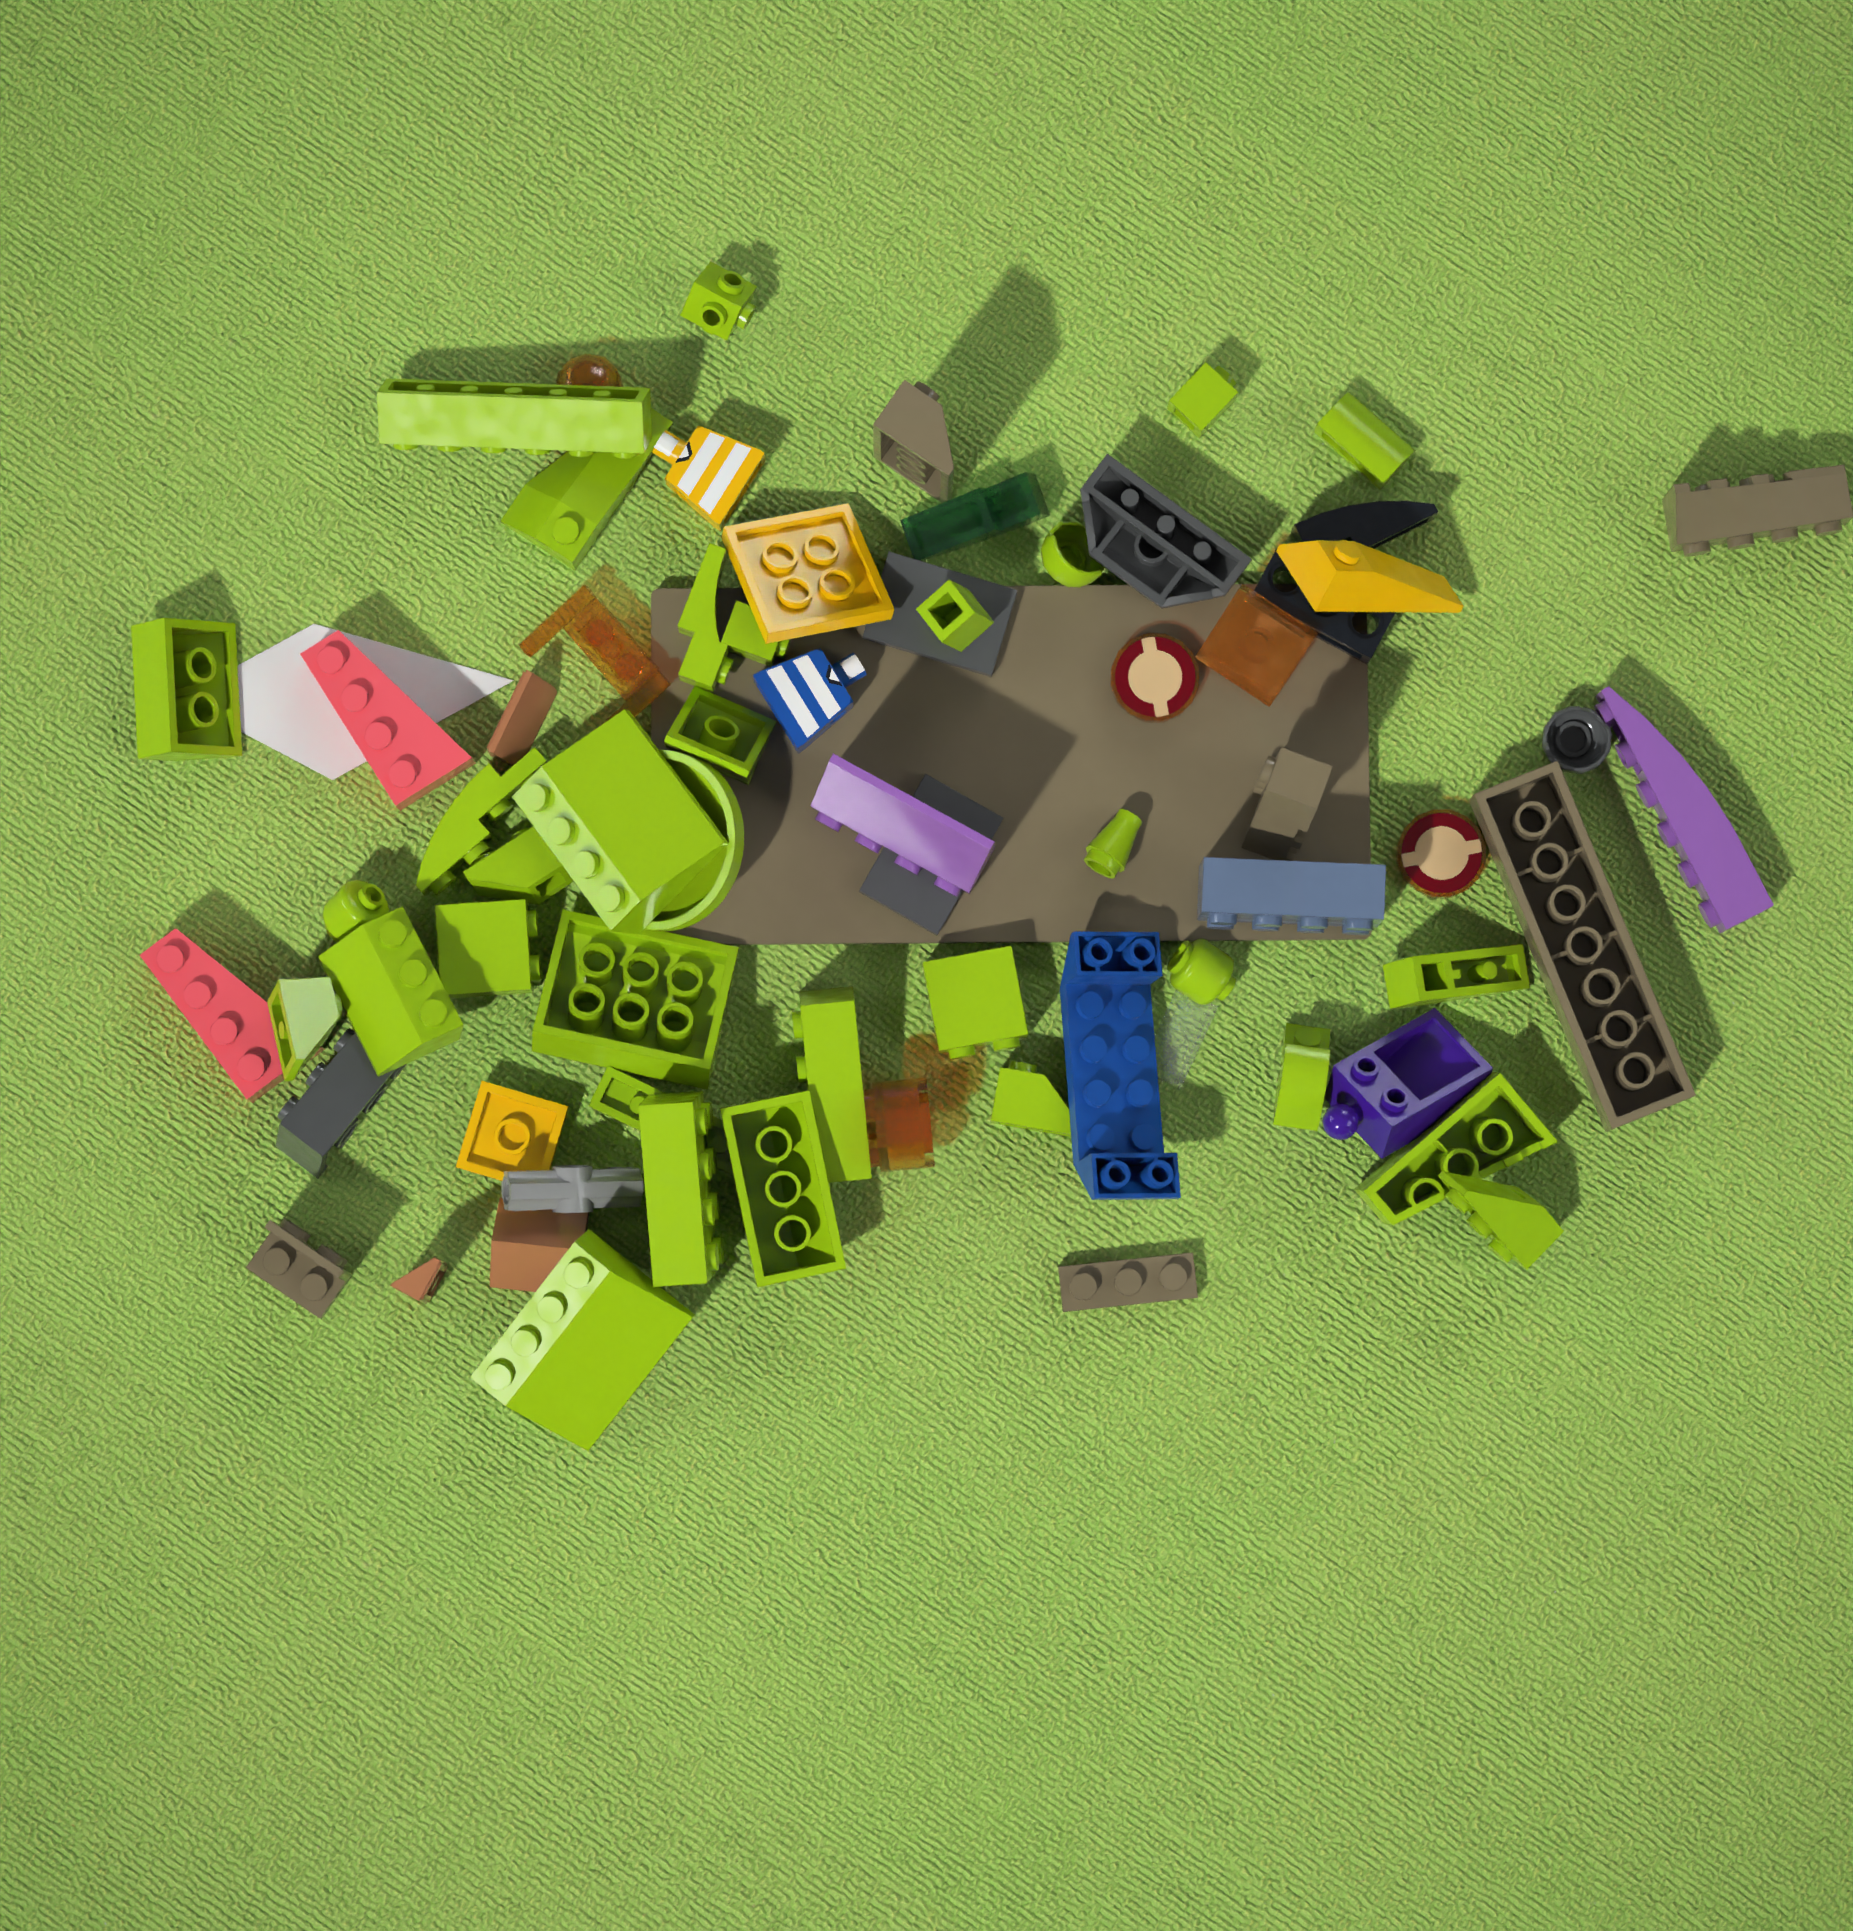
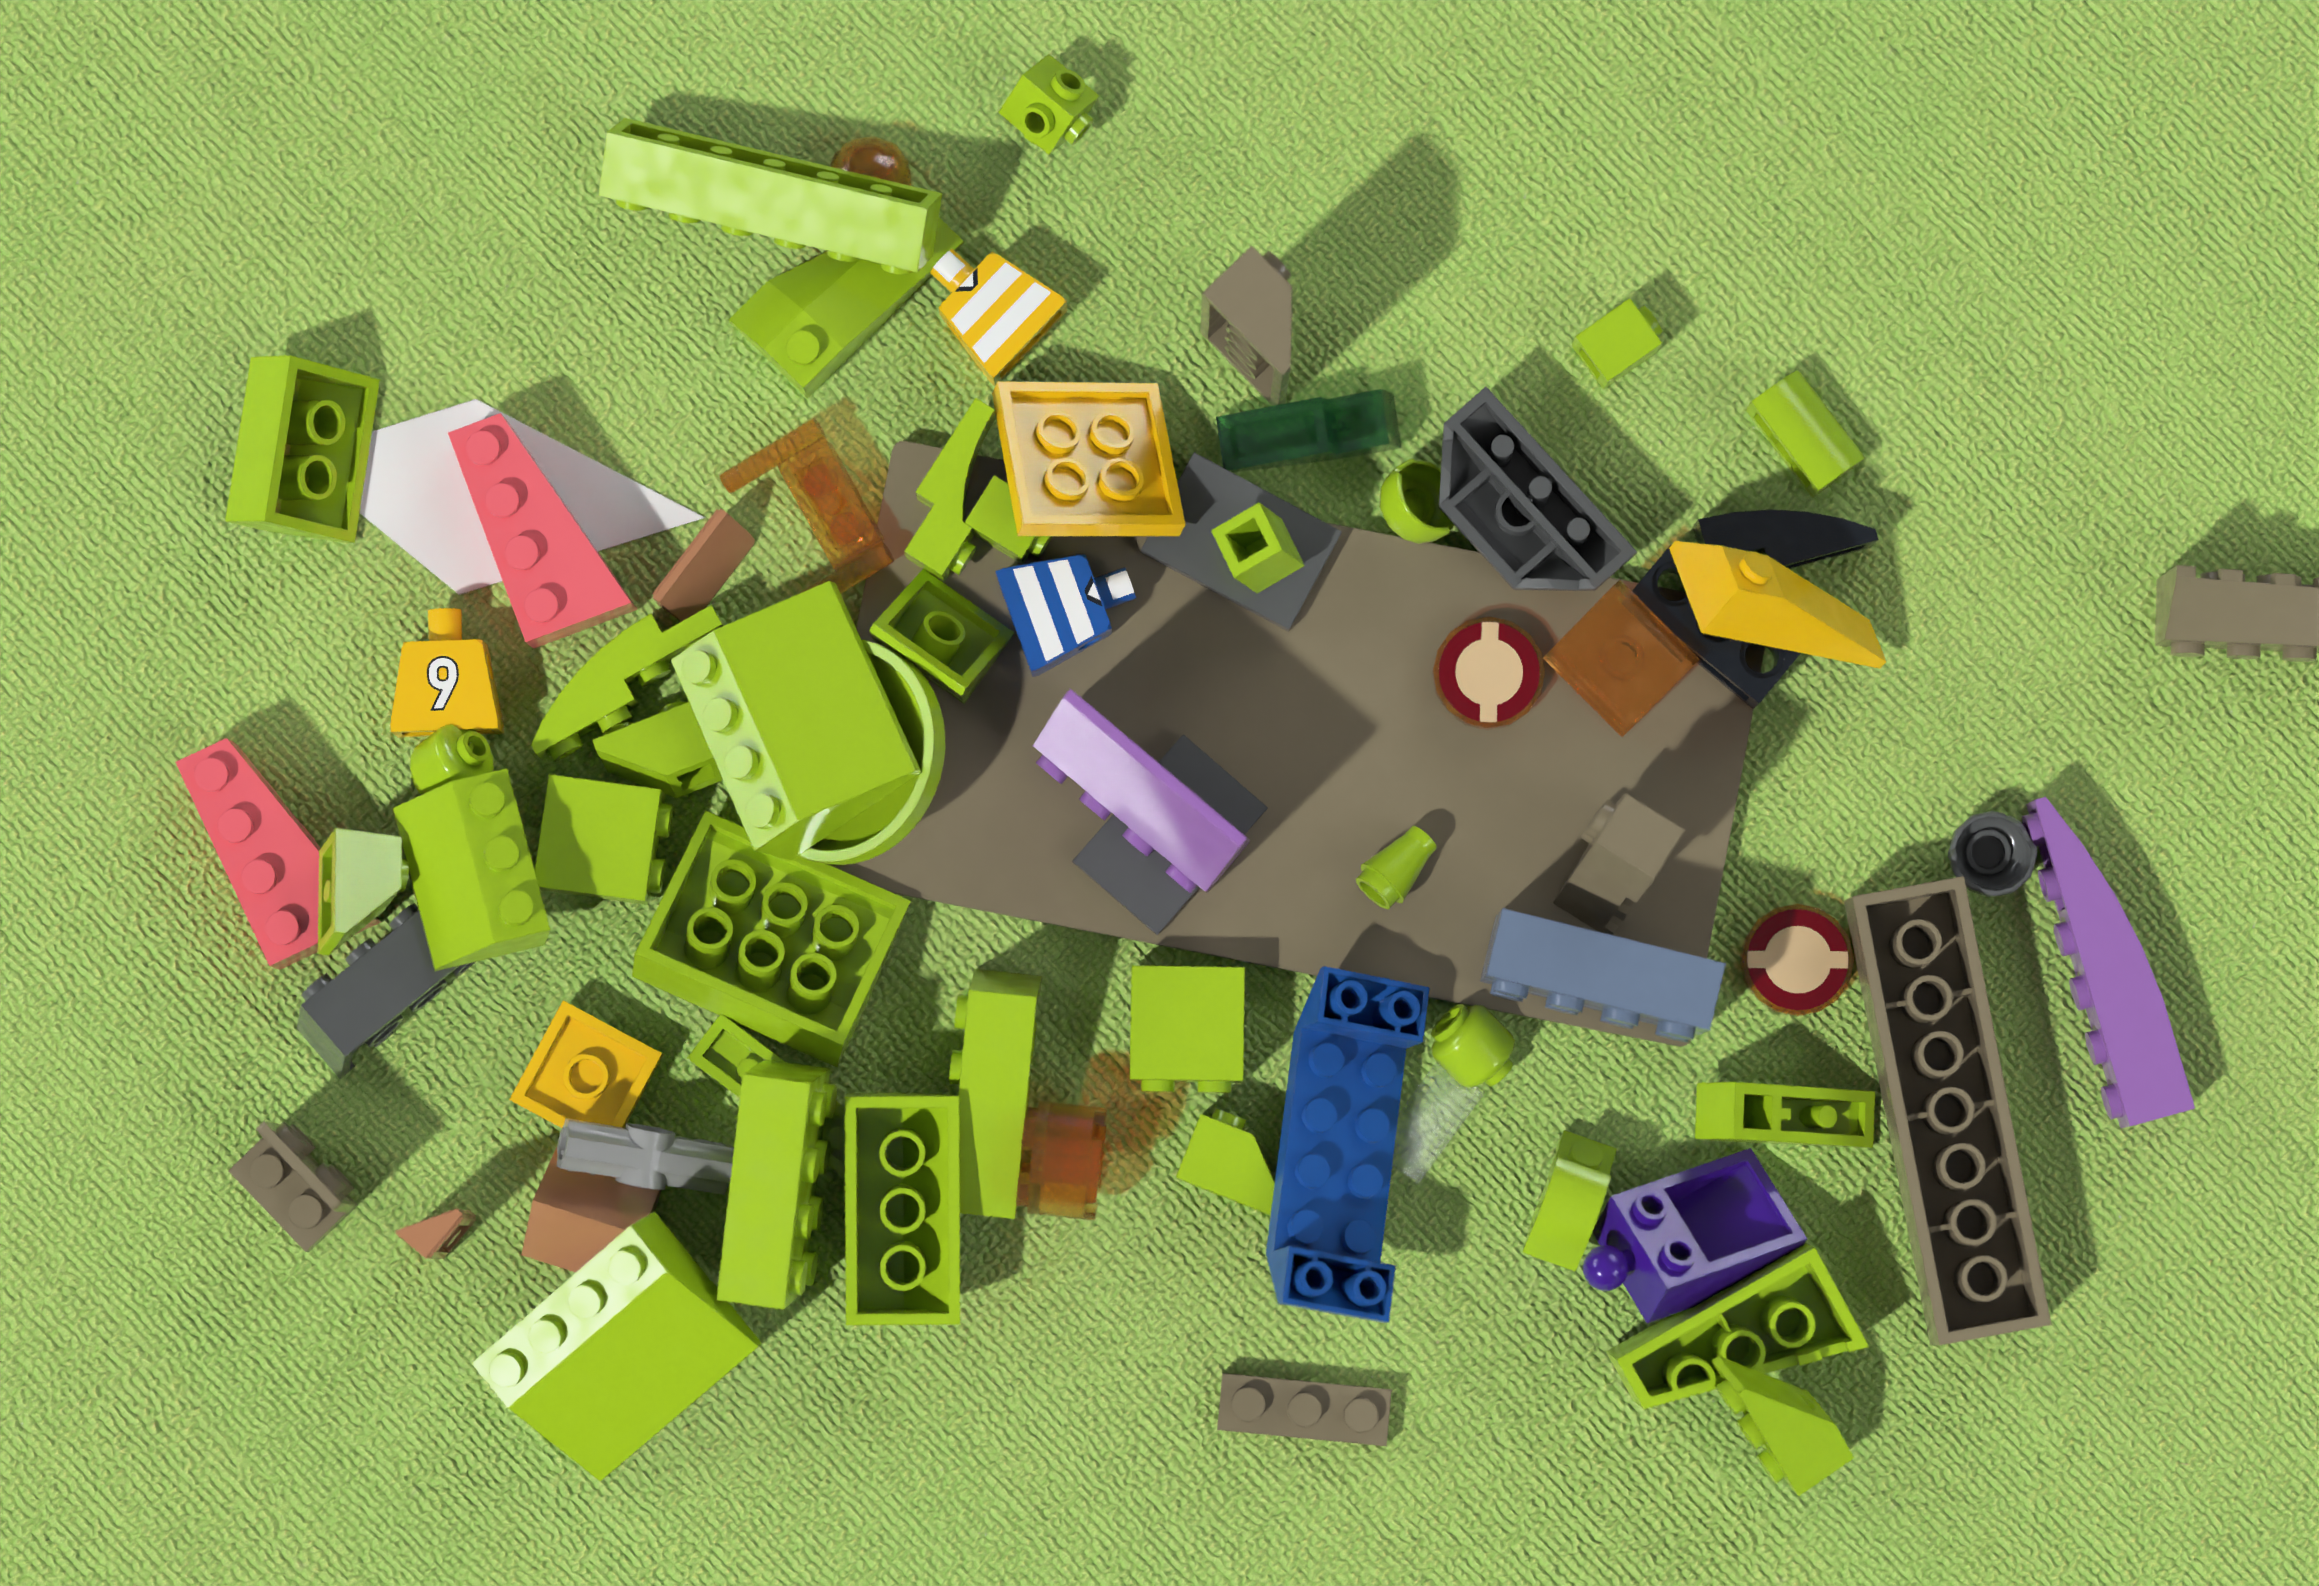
camera: 15 degrees right, 0 degrees up
(337, 850) = (445, 682): none -> yellow torso

